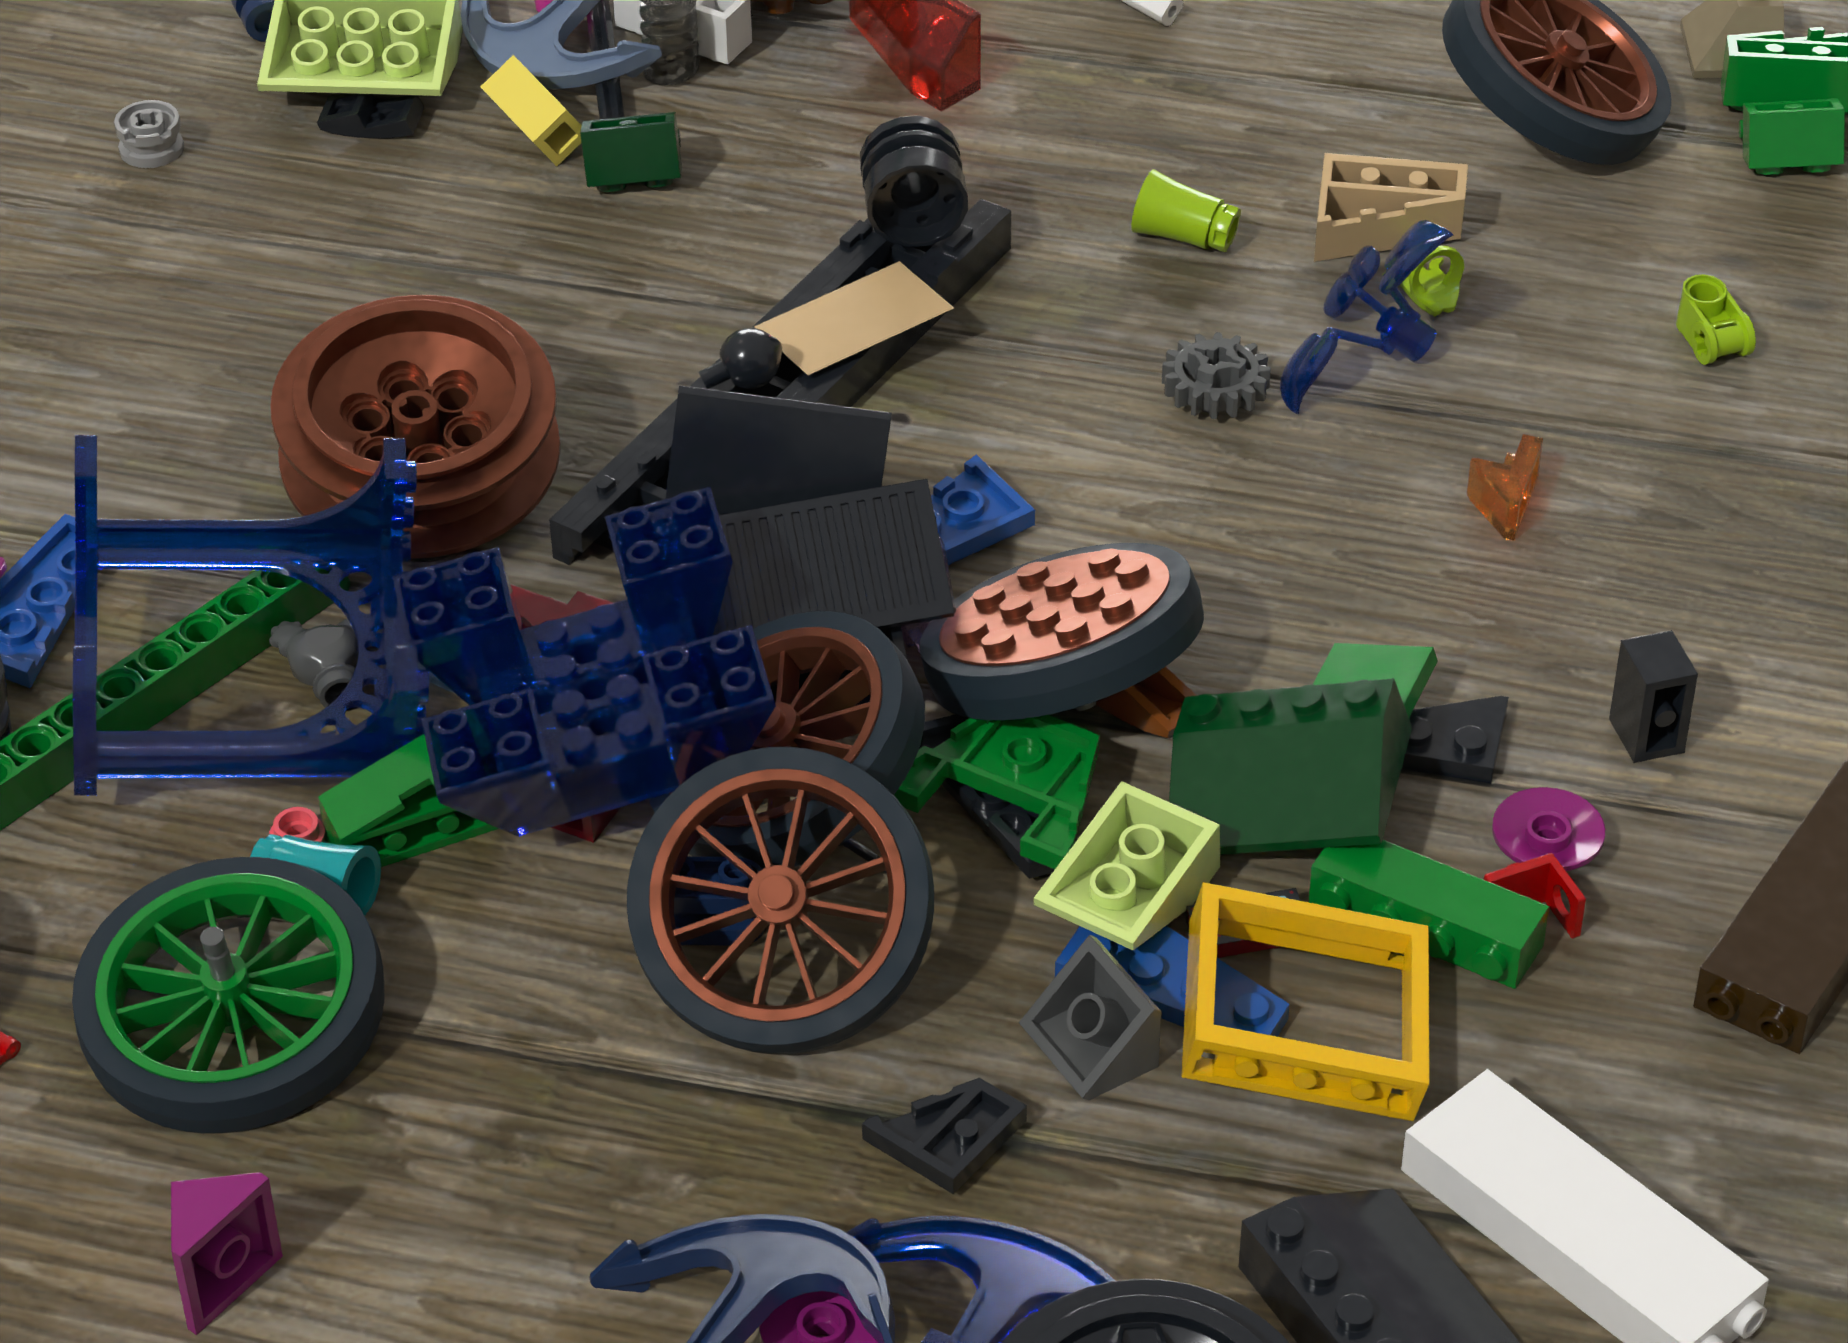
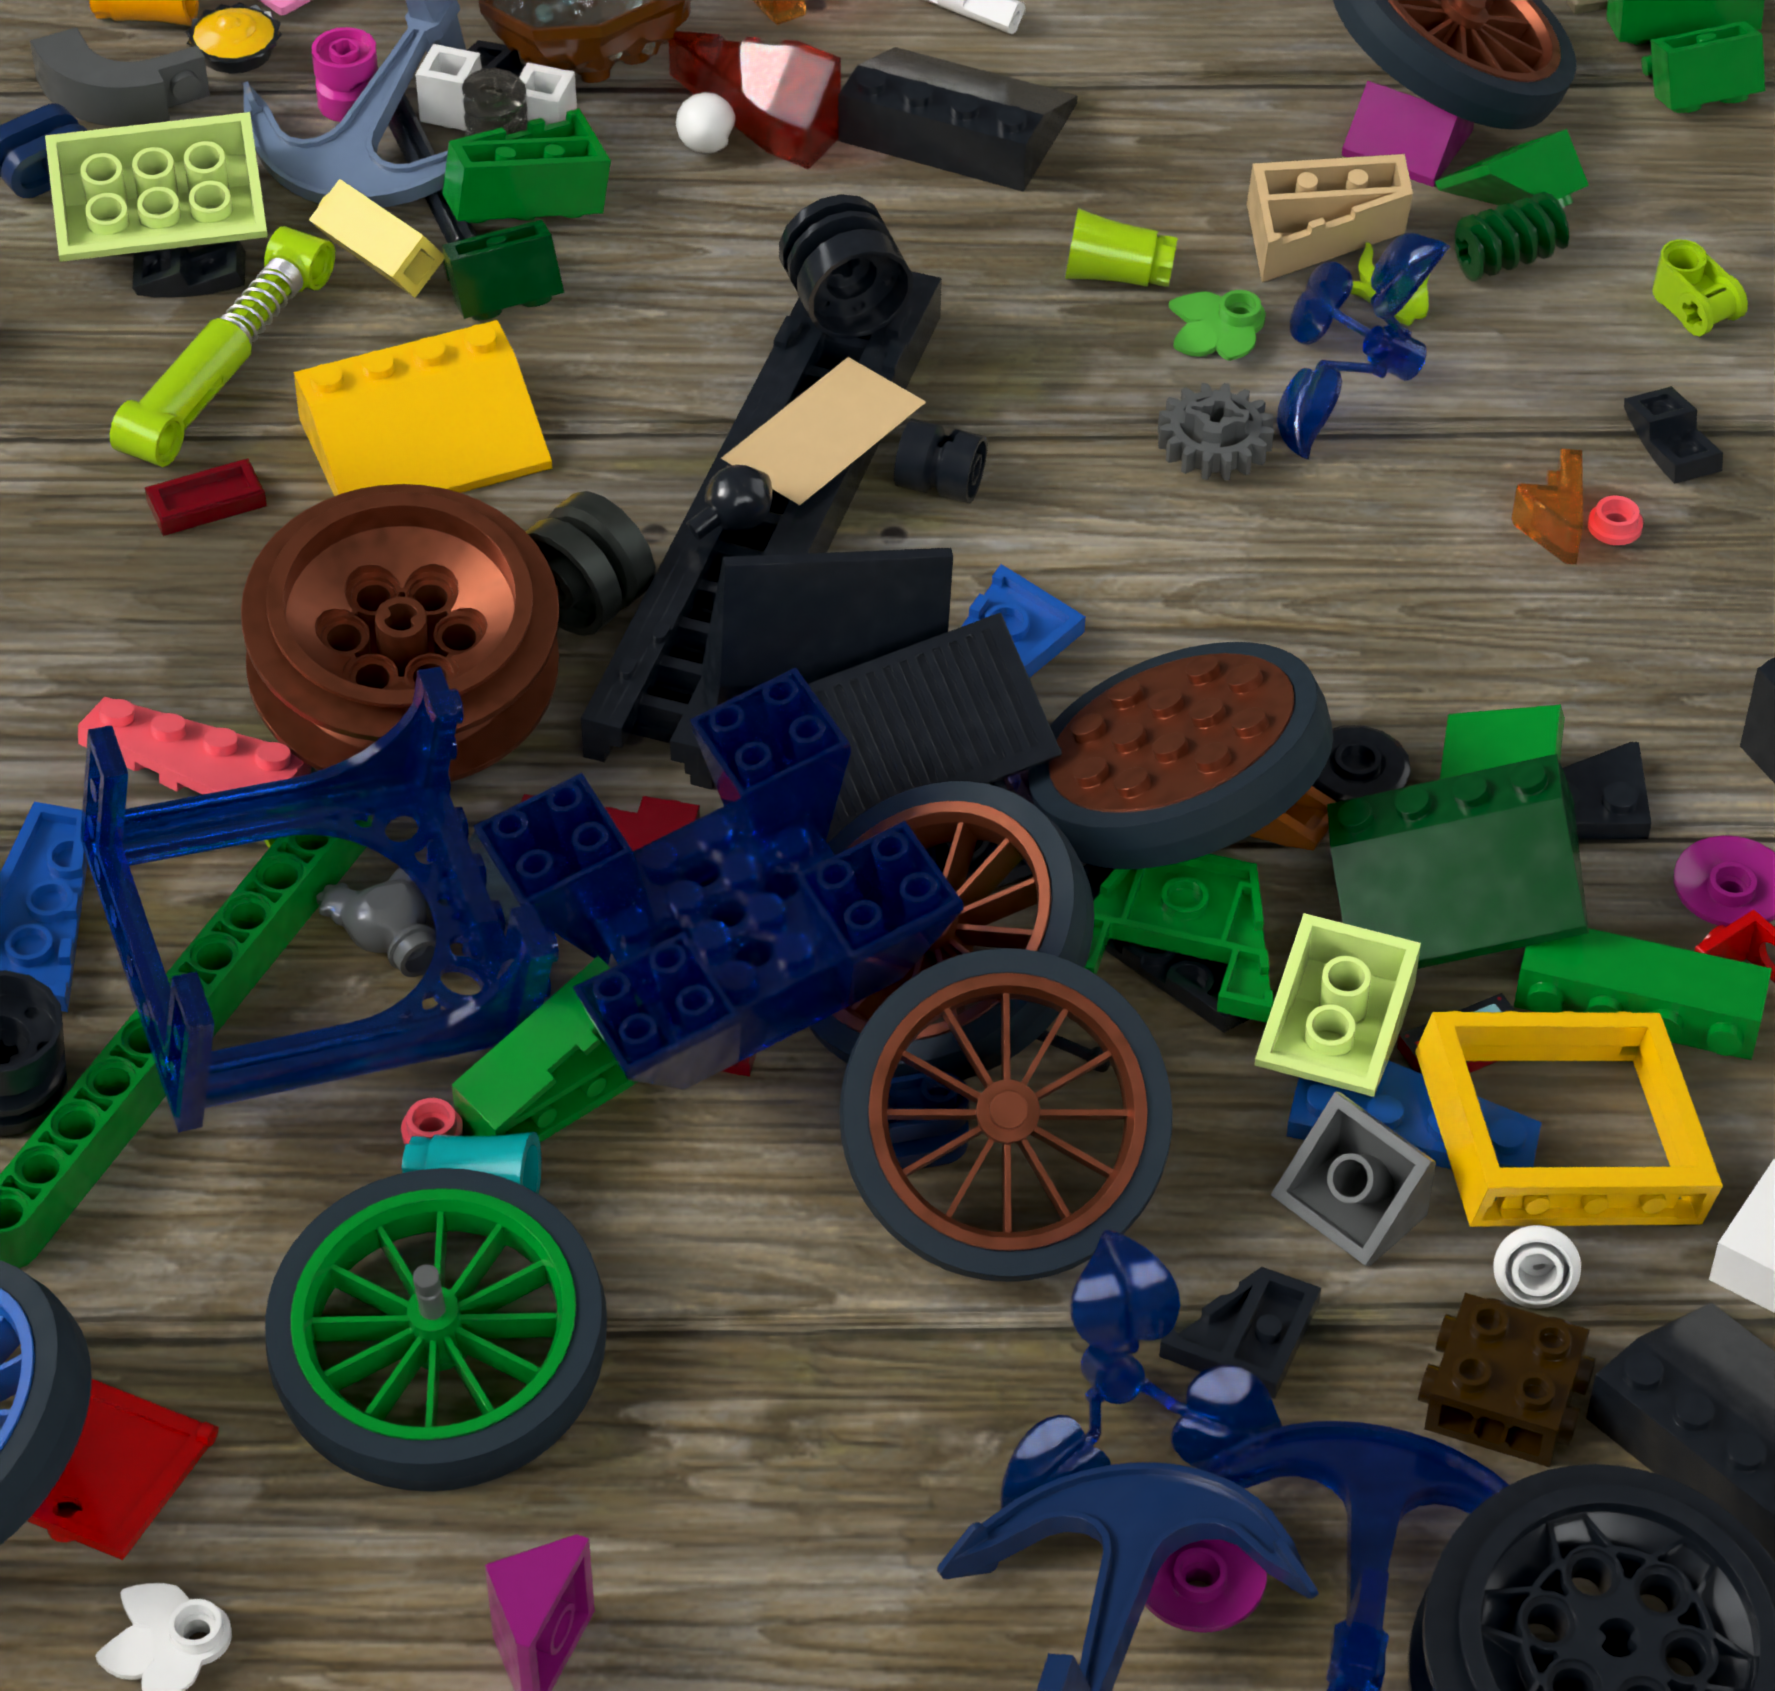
camera: 15 degrees left, 5 degrees up
(201, 488) = (190, 751): none -> coral wing
(291, 231) = (157, 423): none -> lime piece
(310, 297) = (205, 497): none -> dark red tile
(524, 255) = (424, 414): none -> yellow slope
(603, 393) = (595, 560): none -> pearl dark grey wheel
(680, 75) = (528, 172): none -> green wedge
(806, 1063) = (1115, 1303): none -> clear blue plant
(858, 58) = (705, 122): none -> white piece
(950, 361) = (939, 460): none -> black wheel
(1081, 83) = (951, 116): none -> black slope
(1167, 1213) = (1507, 1379): none -> dark brown brick
(1219, 1123) = (1537, 1266): none -> white cone
(1236, 667) = (1363, 764): none -> black wheel
(1257, 287) = (1218, 323): none -> bright green plate
(1497, 155) = (1404, 124): none -> magenta slope
(1551, 248) = (1510, 235): none -> dark green piece
(1561, 507) = (1615, 521): none -> coral plate
(1583, 203) = (1522, 171): none -> green slope
(1644, 443) = (1671, 436): none -> black slope

